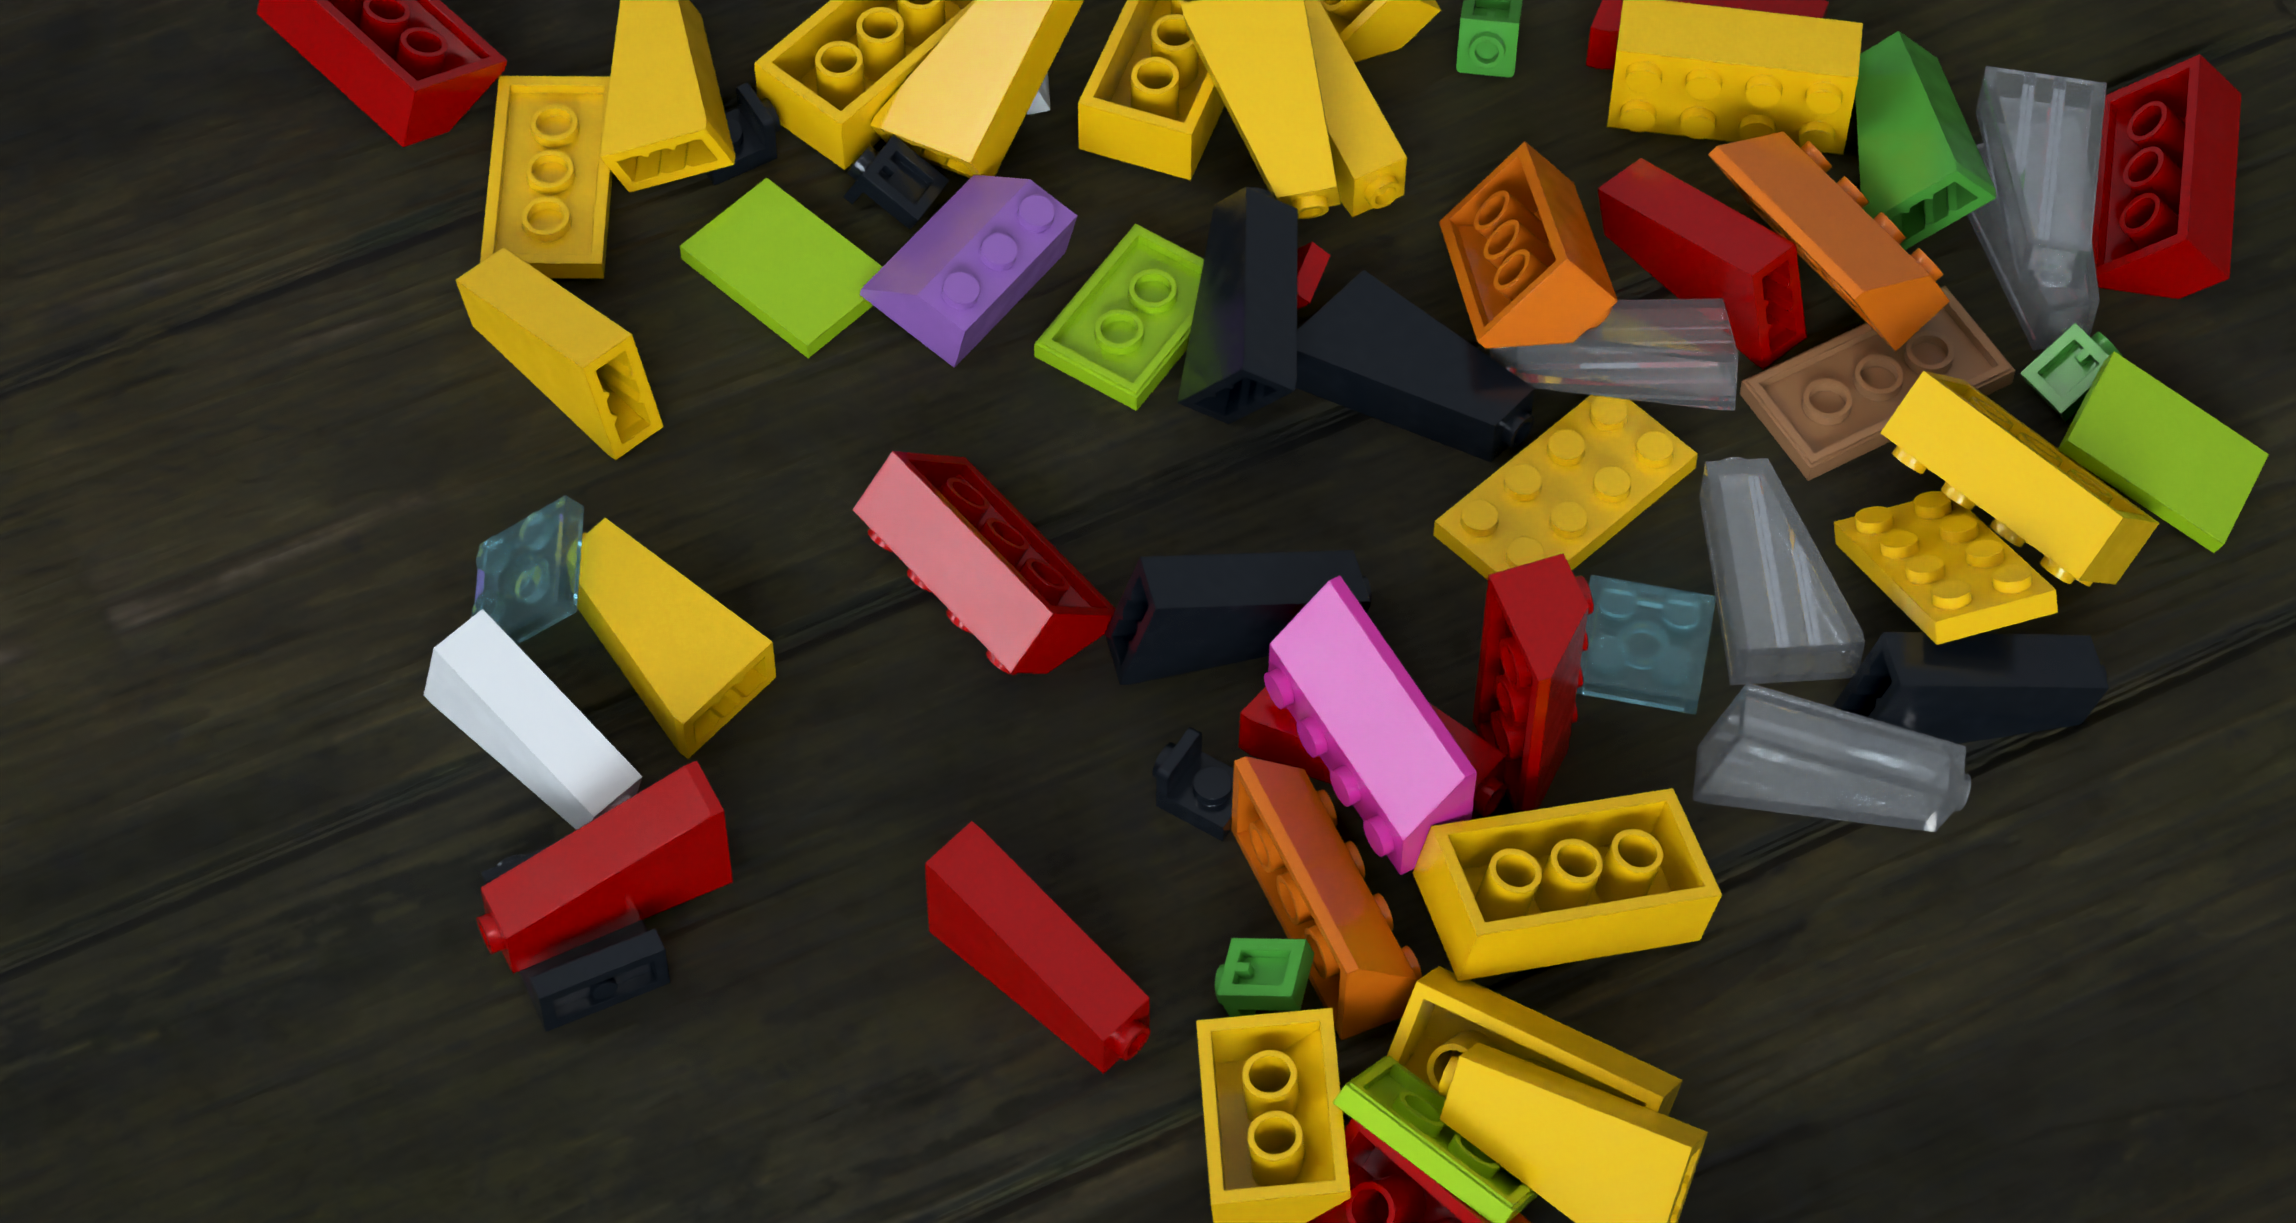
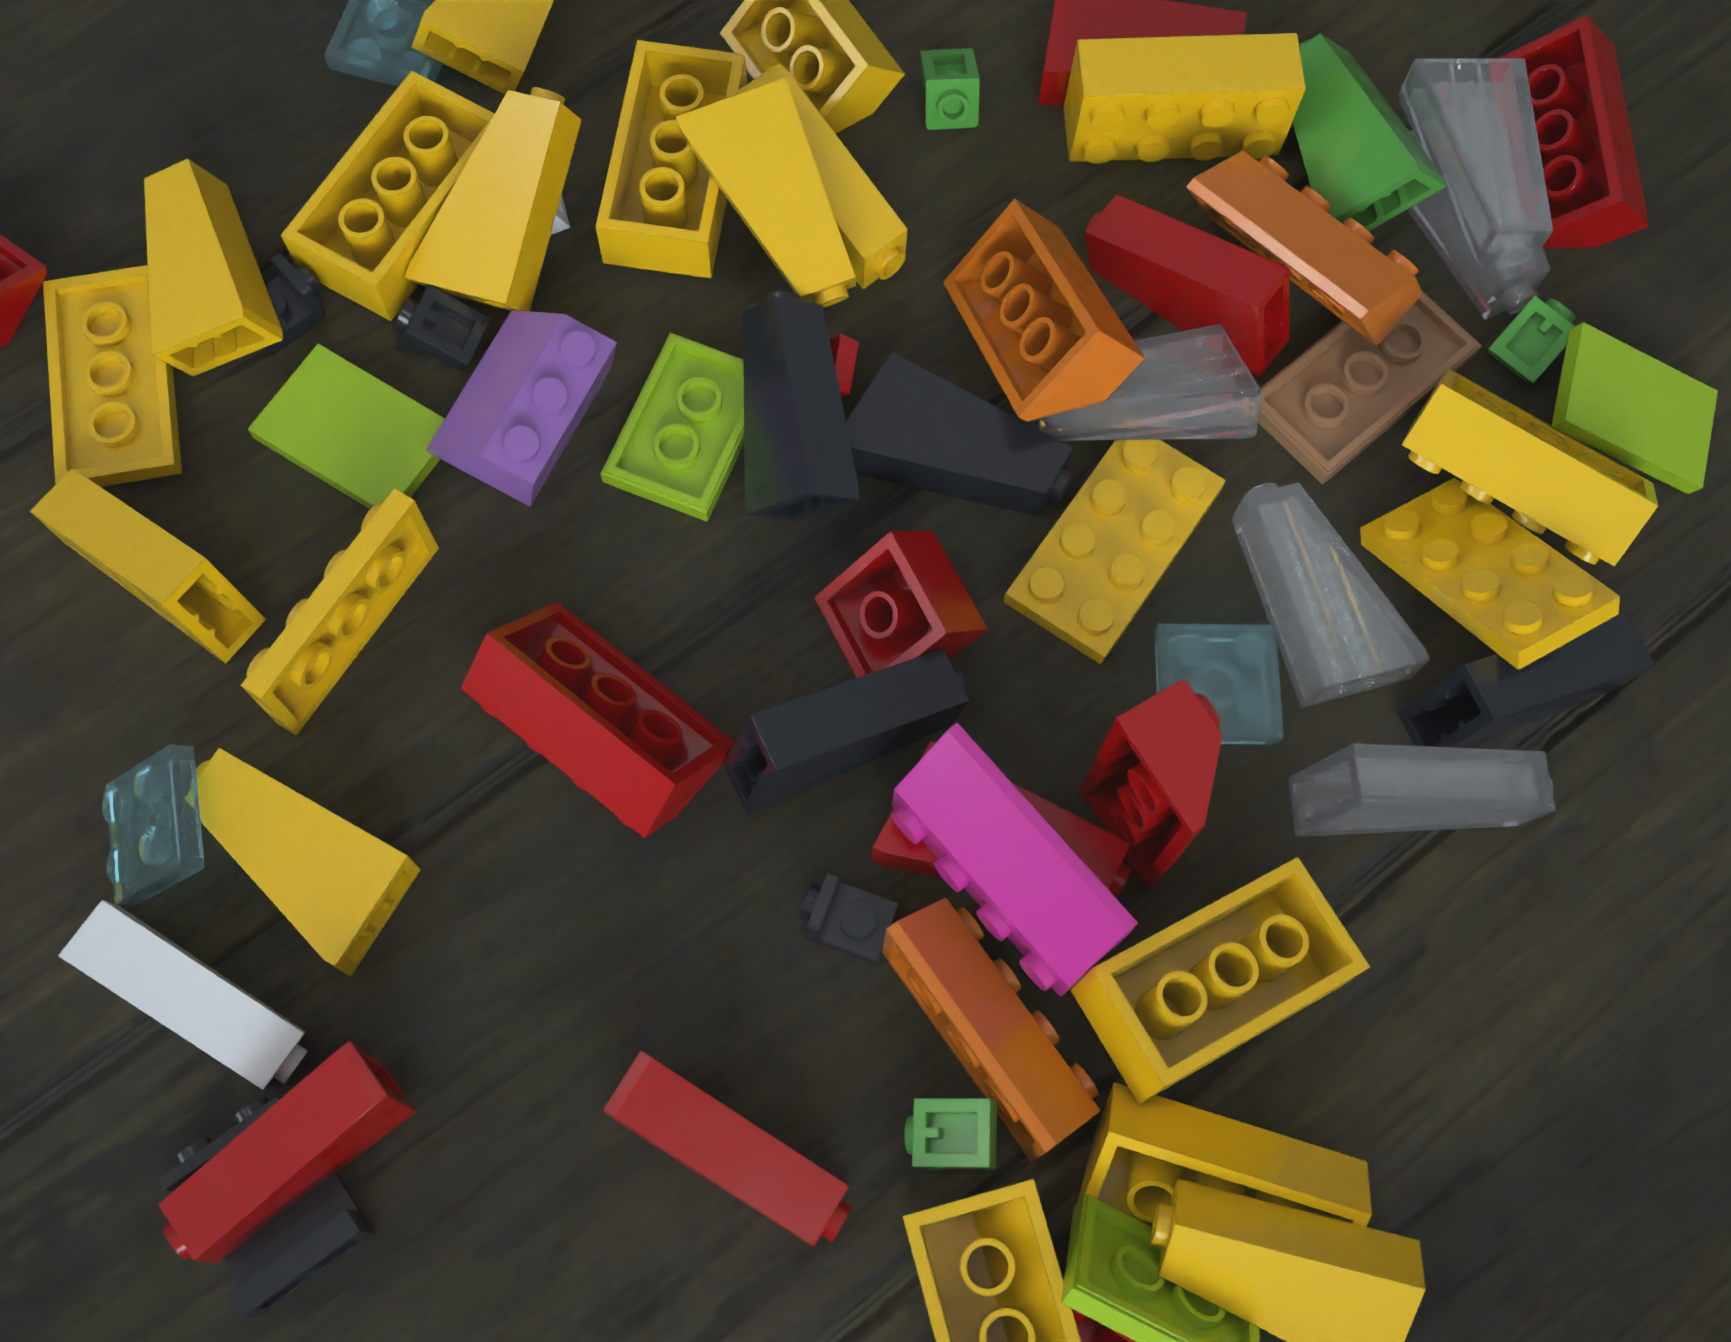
camera: 15 degrees left, 15 degrees up
(749, 419) = (341, 613): none -> yellow plate
(1322, 499) = (899, 604): none -> red slope

